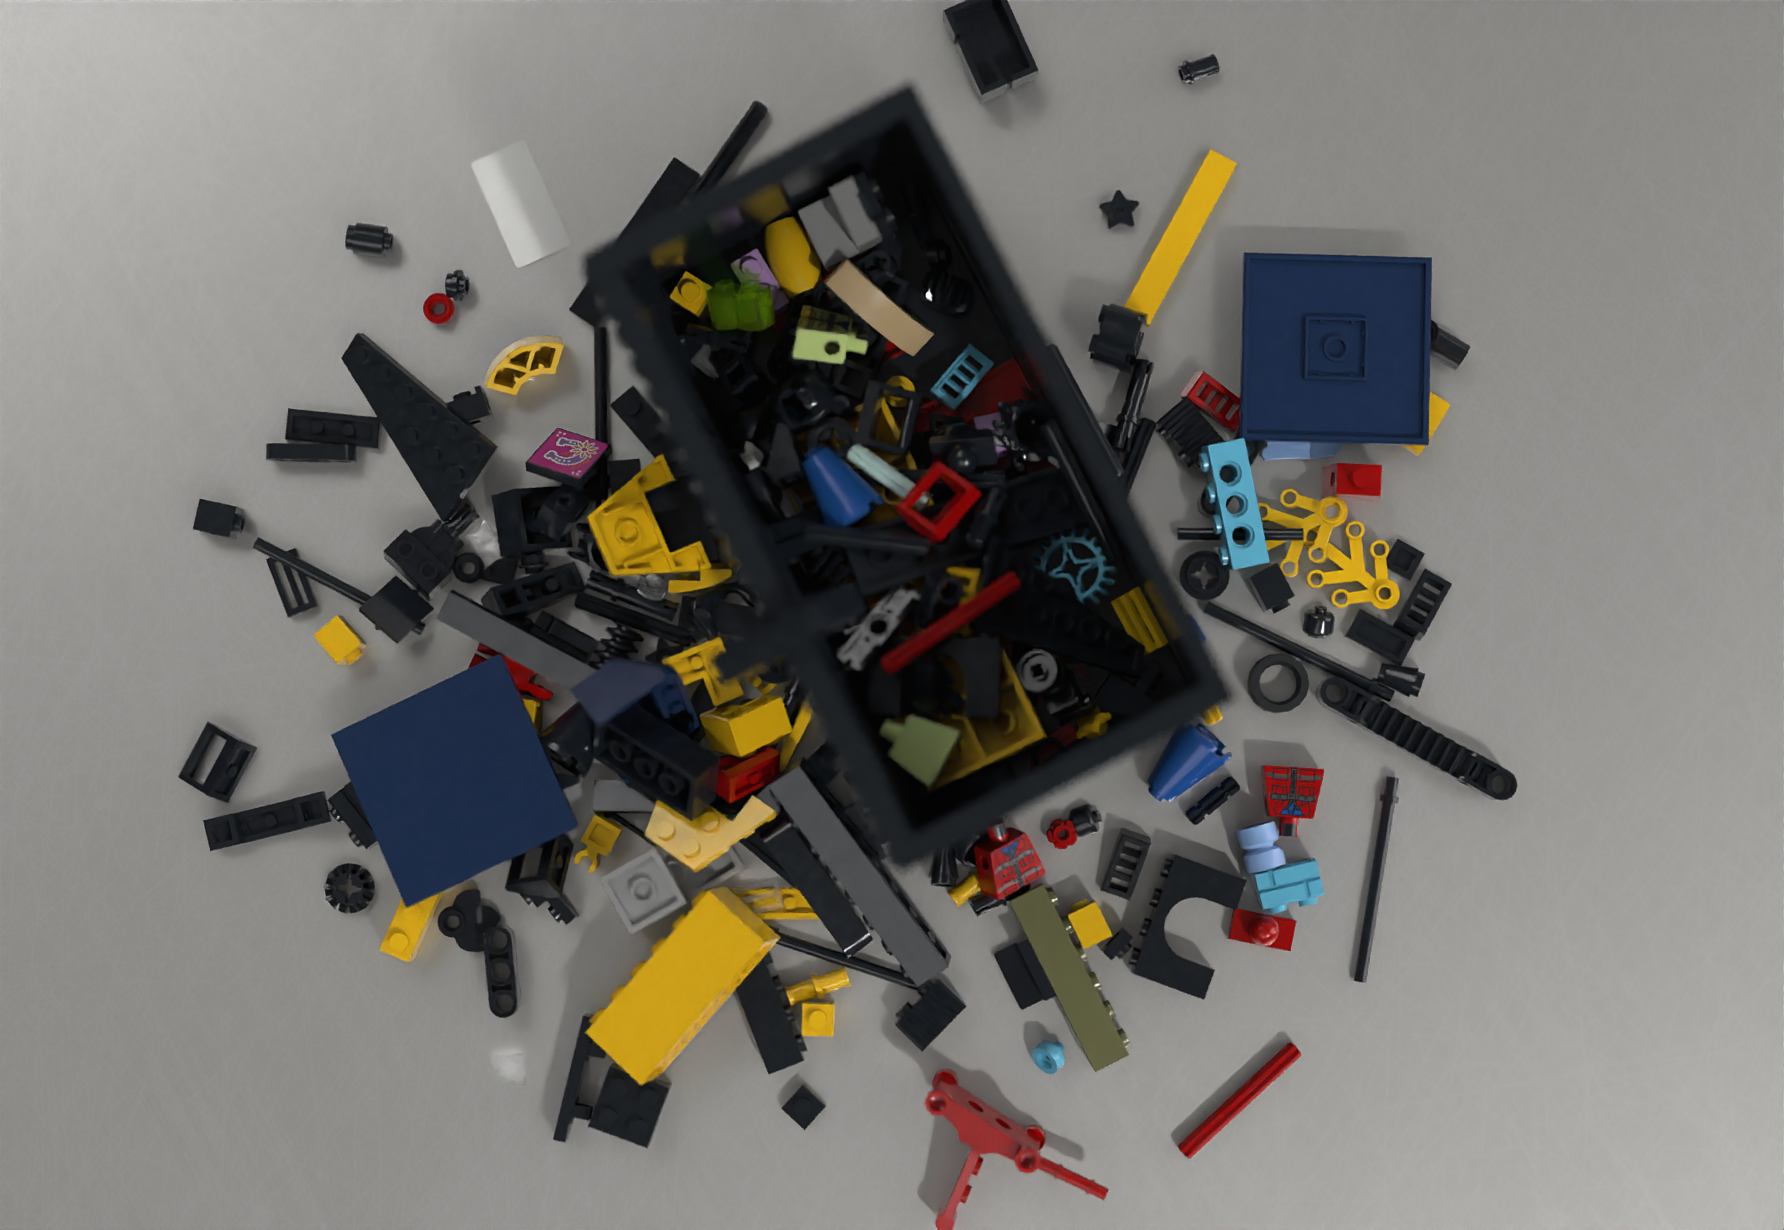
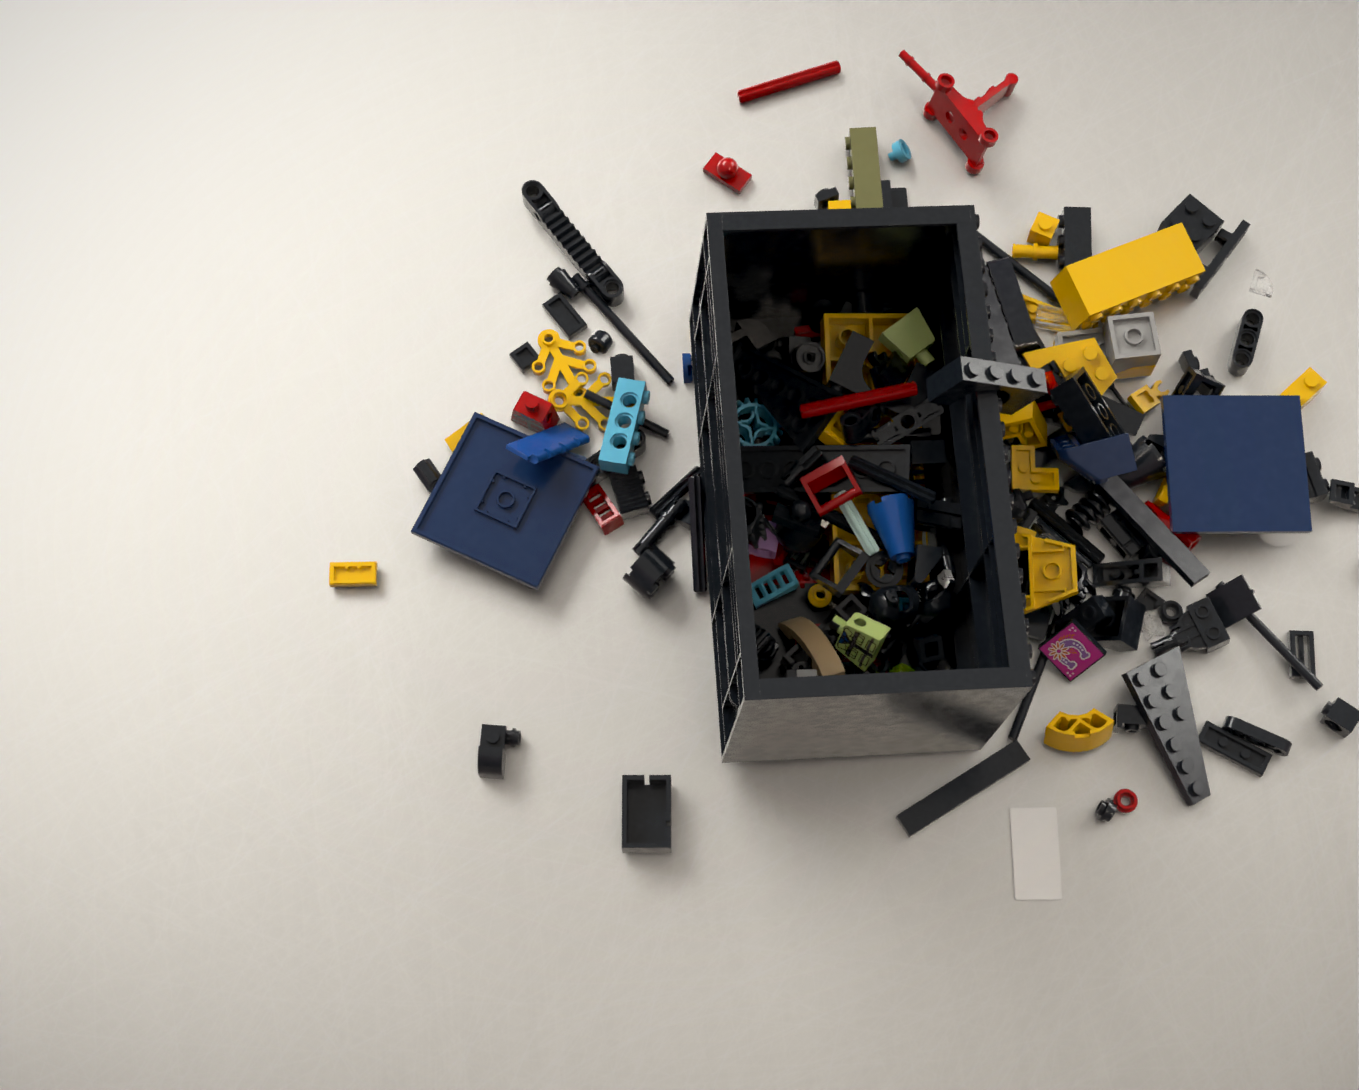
camera: 155 degrees left, 15 degrees down
(340, 641) = (1281, 598): yellow brick -> none
(360, 878) = (1322, 440): black gear -> none
(369, 239) = (1159, 870): black brick -> none
(473, 920) = (1255, 381): black plate -> none
(730, 148) = (869, 822): black axle -> none
(803, 1107) = (1073, 186): black plate -> none
(929, 1014) = (975, 195): black brick -> none
(1092, 725) = (782, 324): yellow plate -> none
(1115, 218) = (607, 669): black plate -> none
(1181, 234) = (573, 628): yellow tile -> none
(1181, 881) = (794, 167): black arch -> none
(1194, 564) = (673, 398): black gear -> none
(1204, 37) = (492, 752): none -> black brick
(1260, 847) = (700, 208): light blue wheel -> none
(1288, 884) = (698, 190): medium azure brick -> none
(1290, 794) = (670, 242): torso -> none
(1291, 663) = (642, 297): black tyre -> none
(1316, 440) = (548, 443): none -> blue windscreen
(1376, 879) = (607, 216): black bar -> none
(1407, 625) = (527, 313): black slope -> none
(1476, 186) = (353, 574): none -> yellow plate

